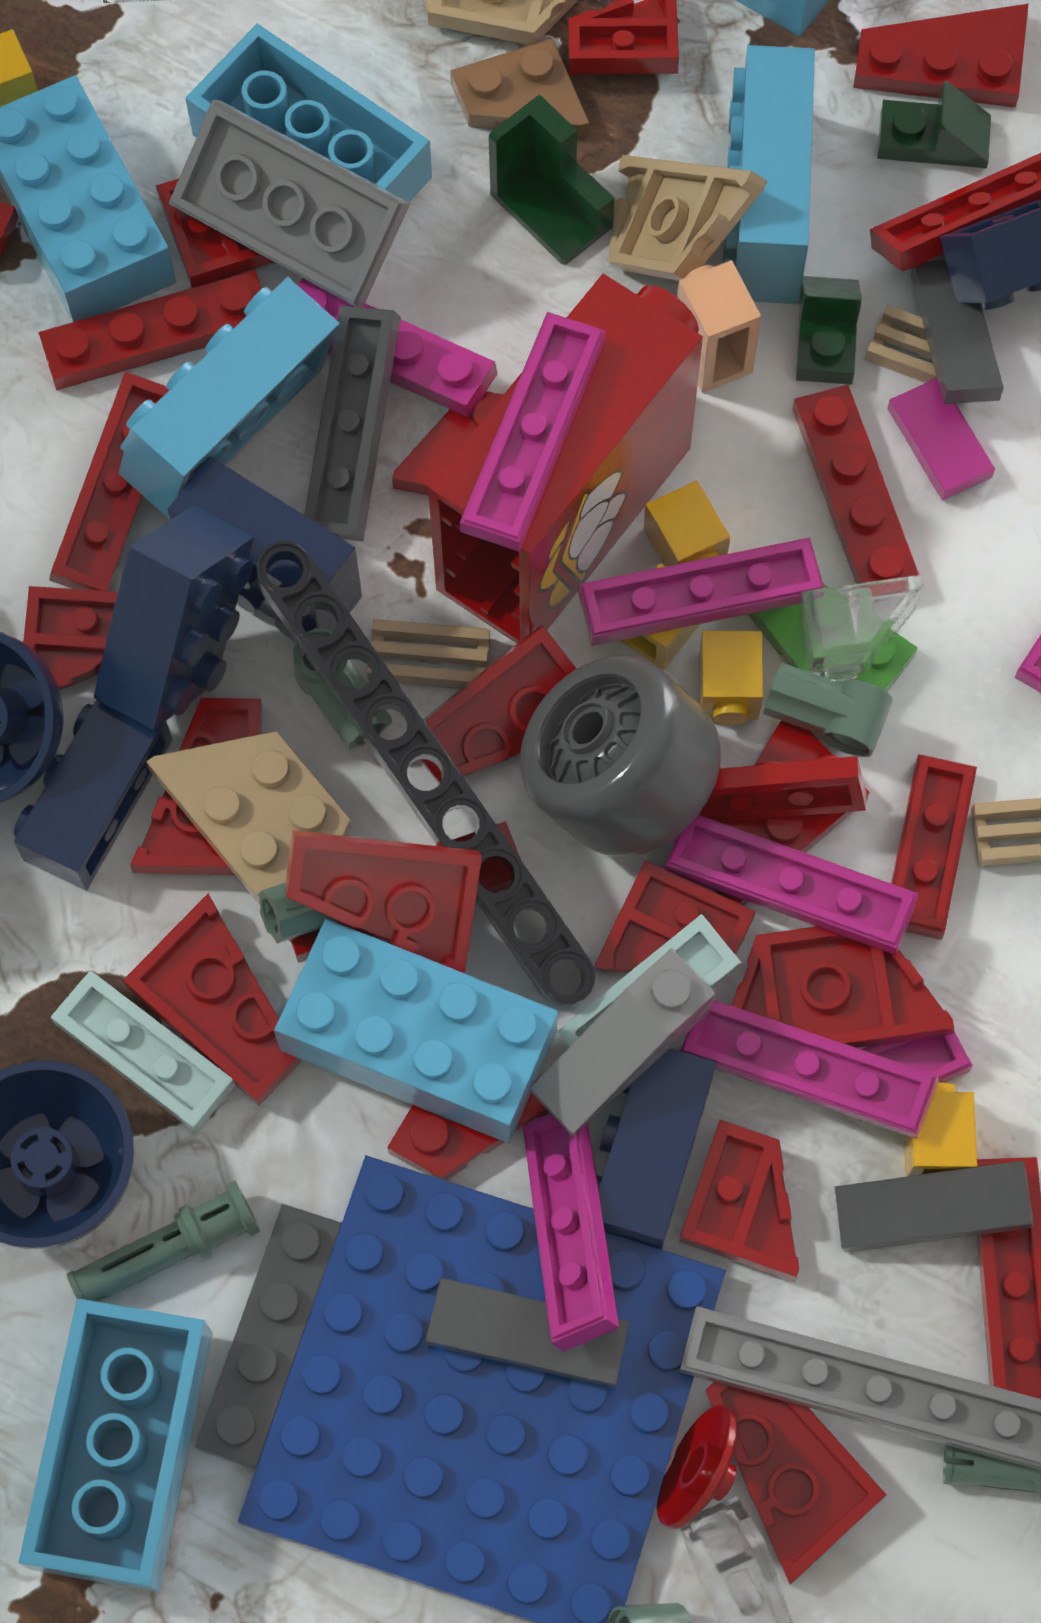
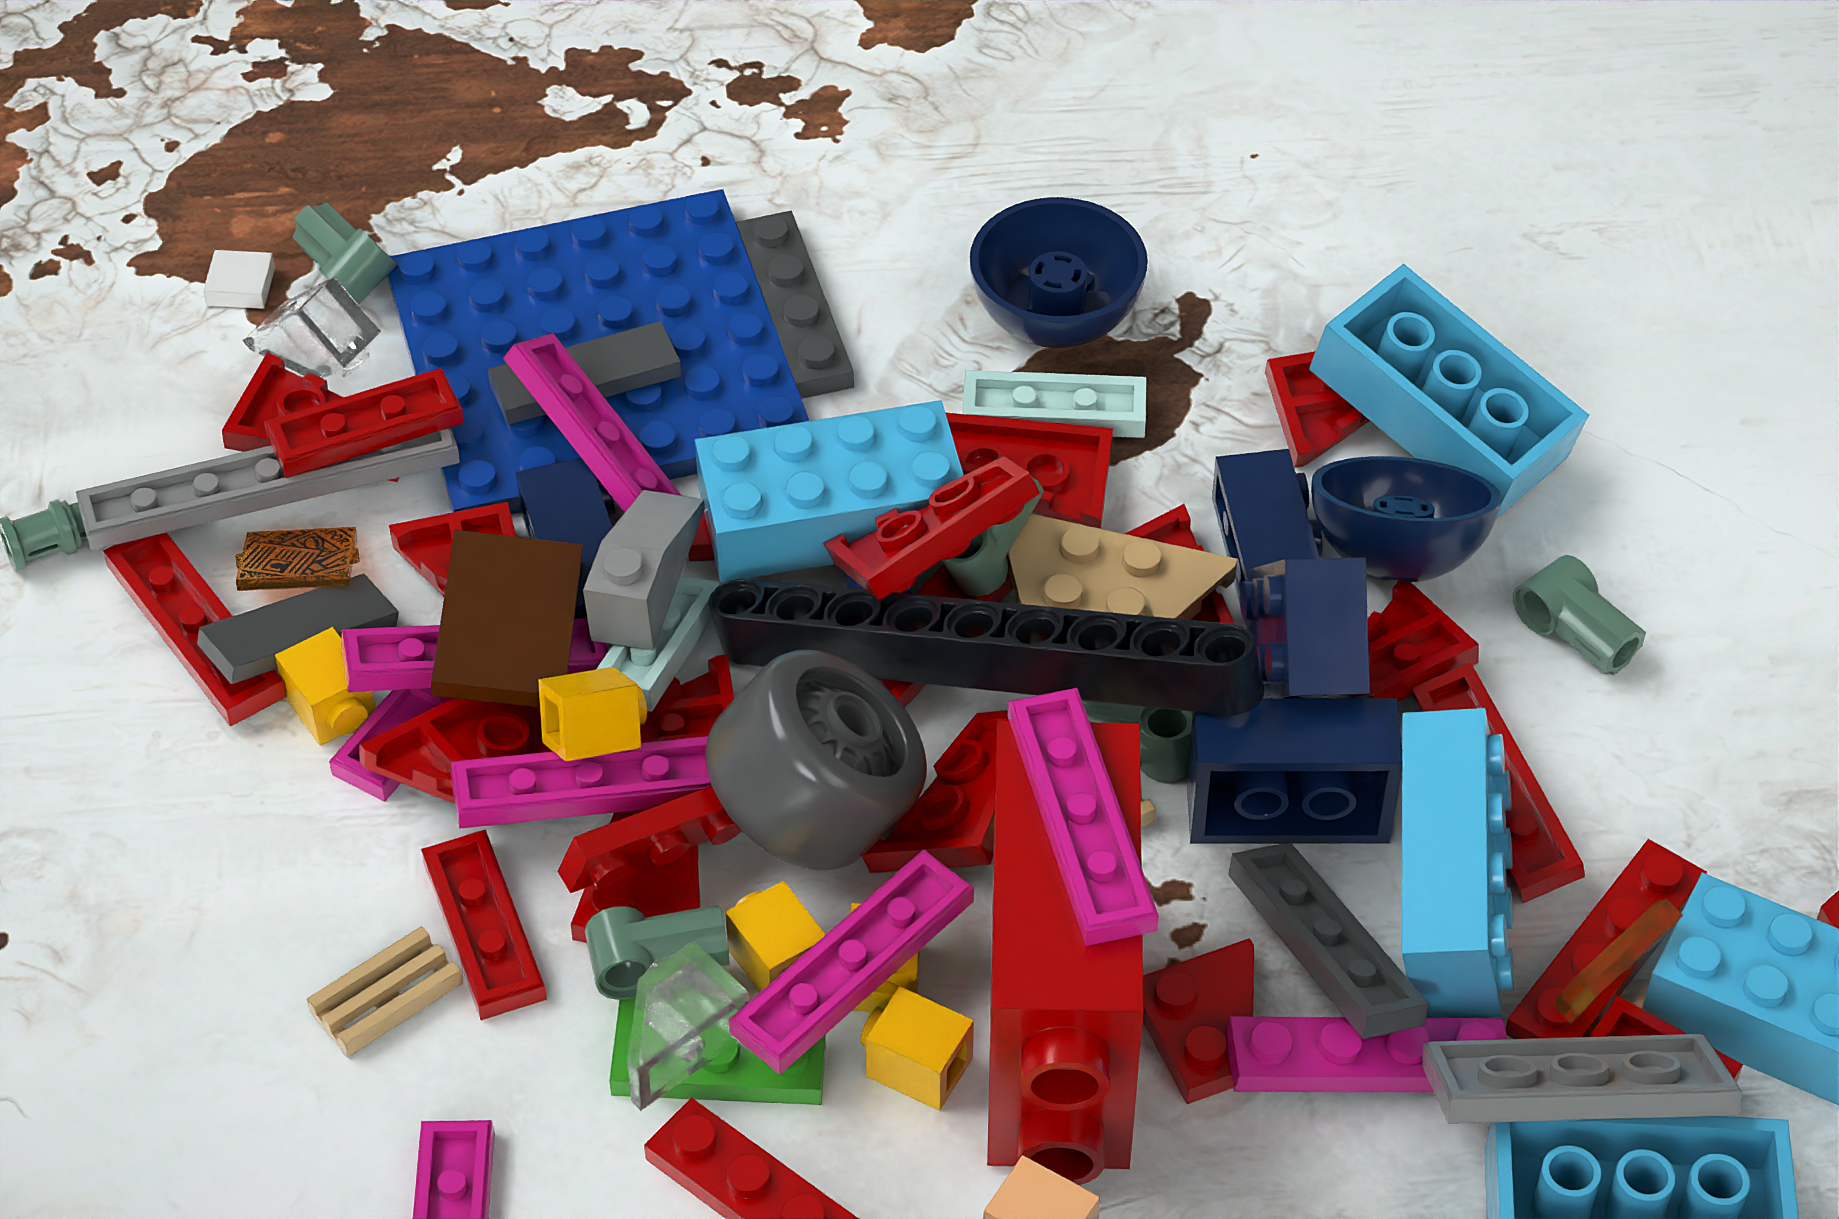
camera: 145 degrees right, 20 degrees down
(117, 1445) = (846, 168): medium azure brick -> none
(178, 274) = (1617, 959): none -> clear orange tile
(191, 1234) = (908, 317): sand green pin -> none
(699, 1468) = (380, 349): red dish -> none
(763, 912) = (591, 713): none -> yellow brick
(768, 1376) = (363, 422): none -> red tile
(772, 1058) = (505, 617): none -> reddish brown tile
(890, 1301) = (297, 558): none -> clear orange piece

